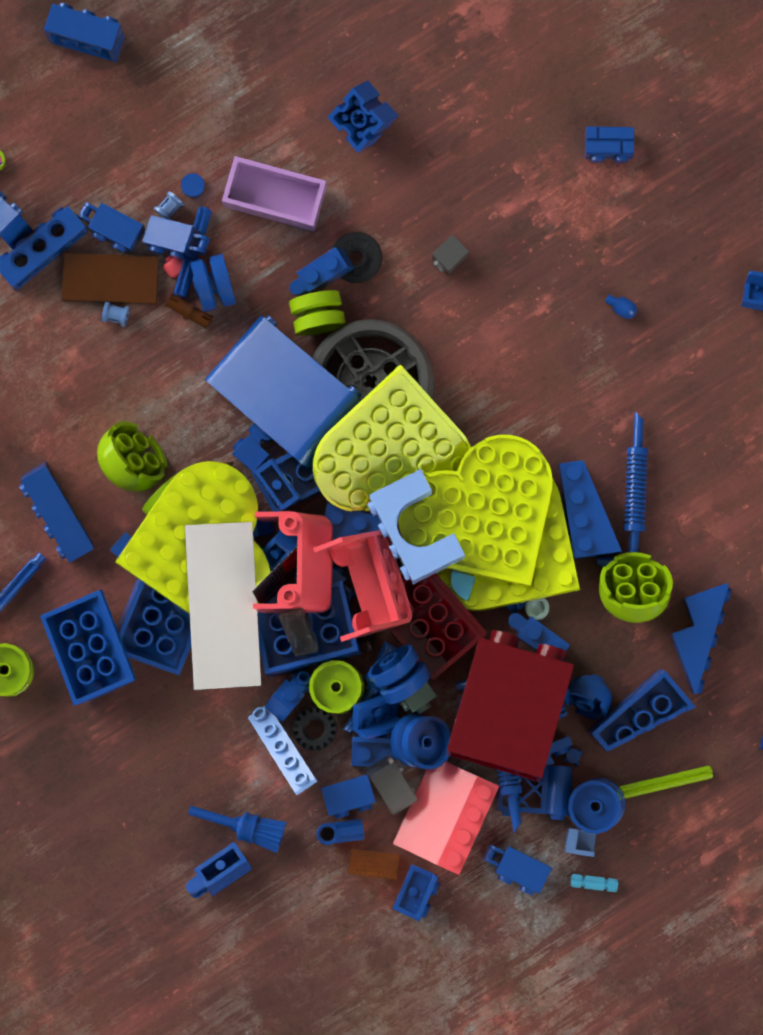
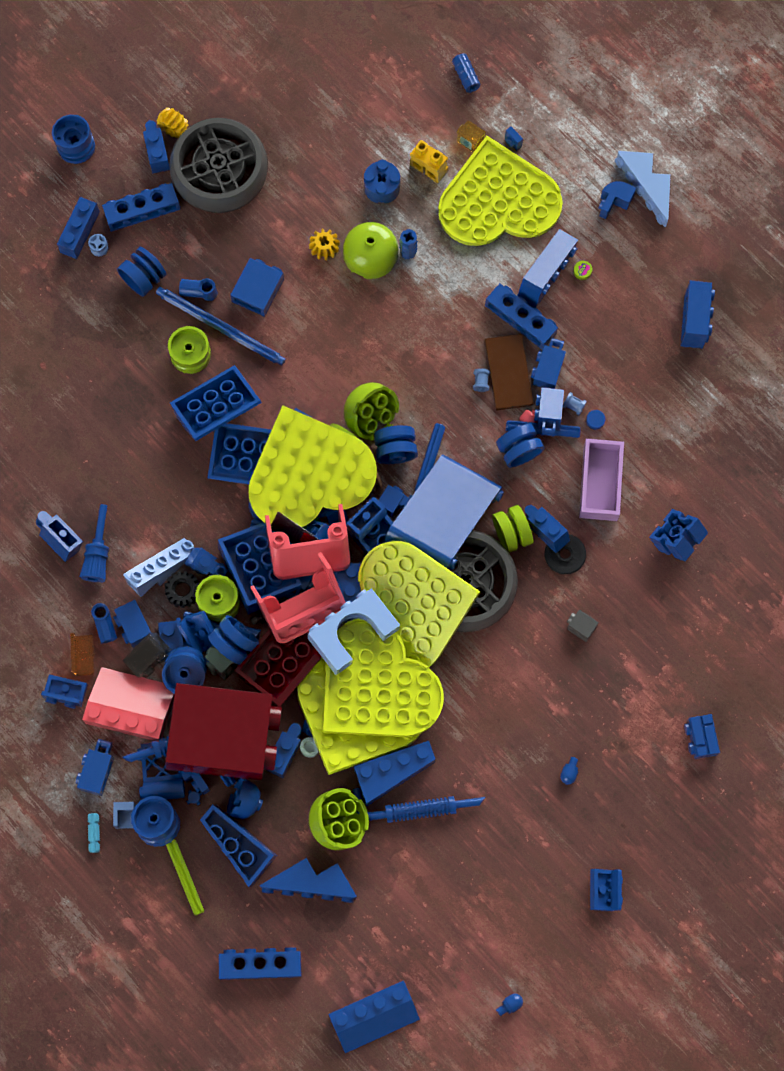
camera: 75 degrees right, 10 degrees down
(56, 512) = (317, 363): blue wedge -> none
(186, 435) = (395, 444): none -> blue wheel
(189, 311) = (494, 434): reddish brown pin -> none
(203, 397) = (431, 453): none -> blue axle
(222, 605) = (248, 496): white sticker -> none
(299, 631) = (254, 556): clear smoke tile -> none
(462, 584) = (315, 679): medium azure tile -> none

